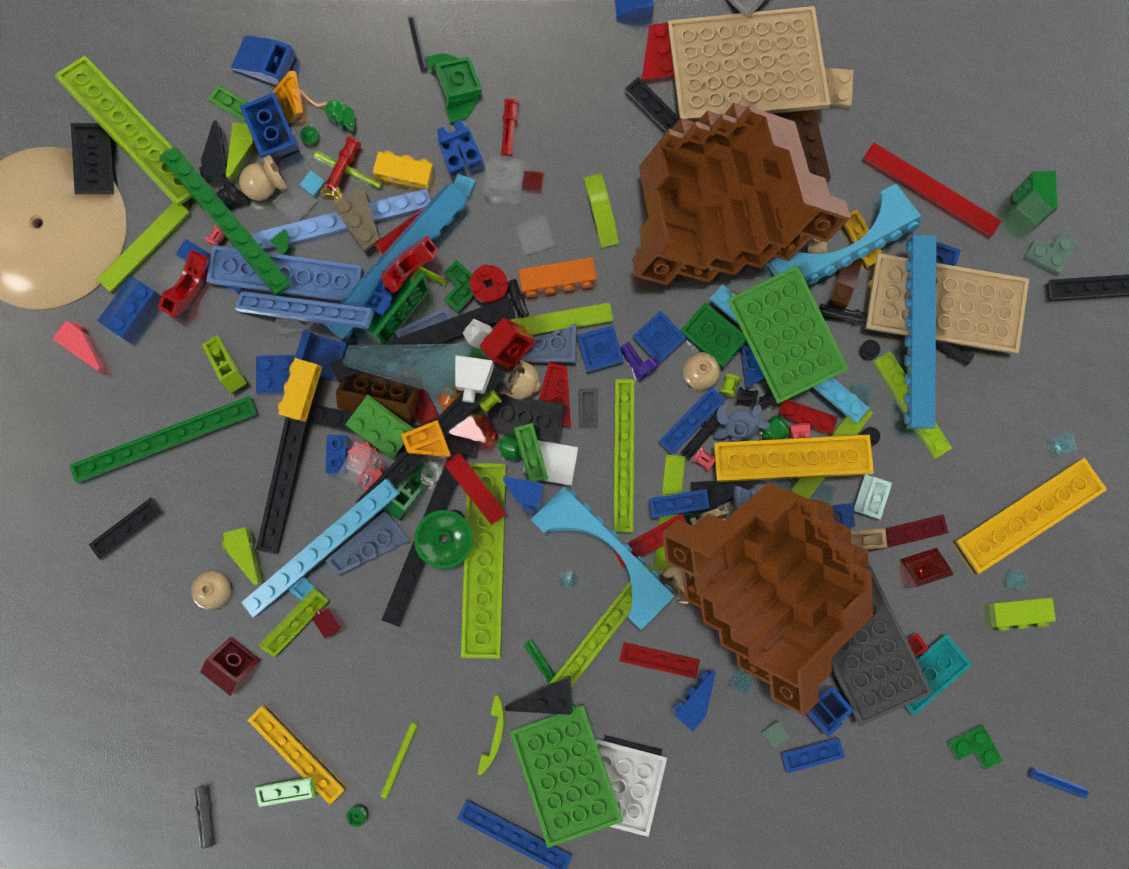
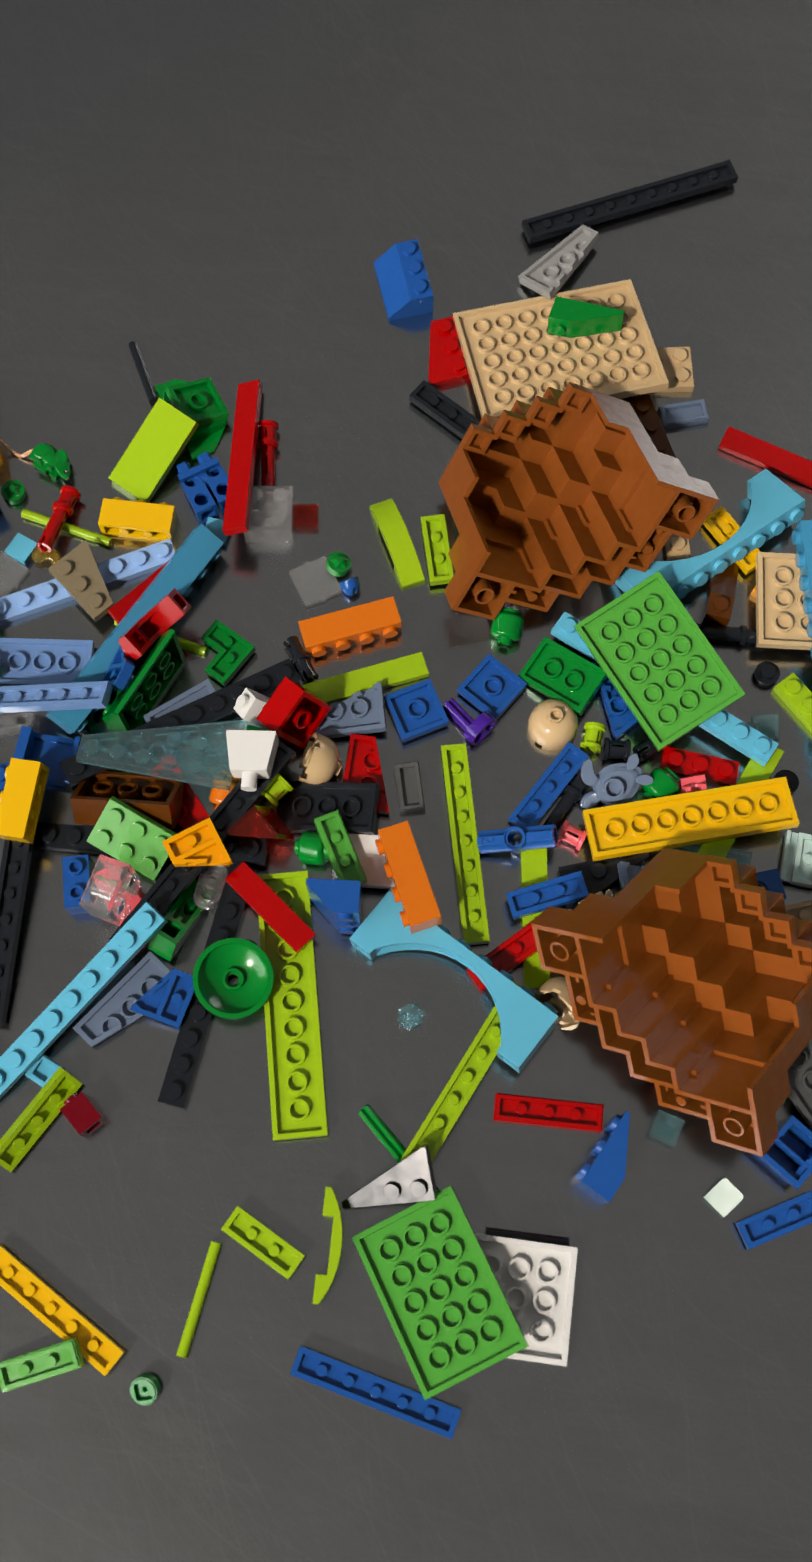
camera: 10 degrees left, 10 degrees down
(394, 548) = (167, 998): none -> blue wing
(420, 115) = (153, 451): none -> lime tile
(447, 727) = (263, 1242): none -> lime plate
(486, 273) = (256, 631): red plate -> none
(489, 129) = (242, 458): none -> red tile
(554, 223) = (338, 564): none -> green tile
(561, 242) = (350, 586): none -> blue hinge
(579, 480) = (409, 877): none -> orange brick
(631, 220) = (437, 549): none -> lime plate
(674, 459) = (532, 838): none -> blue piece
(677, 290) = (507, 626): none -> green head
(768, 40) = (578, 318): none -> green slope
(839, 127) = (683, 414): none -> sand blue tile

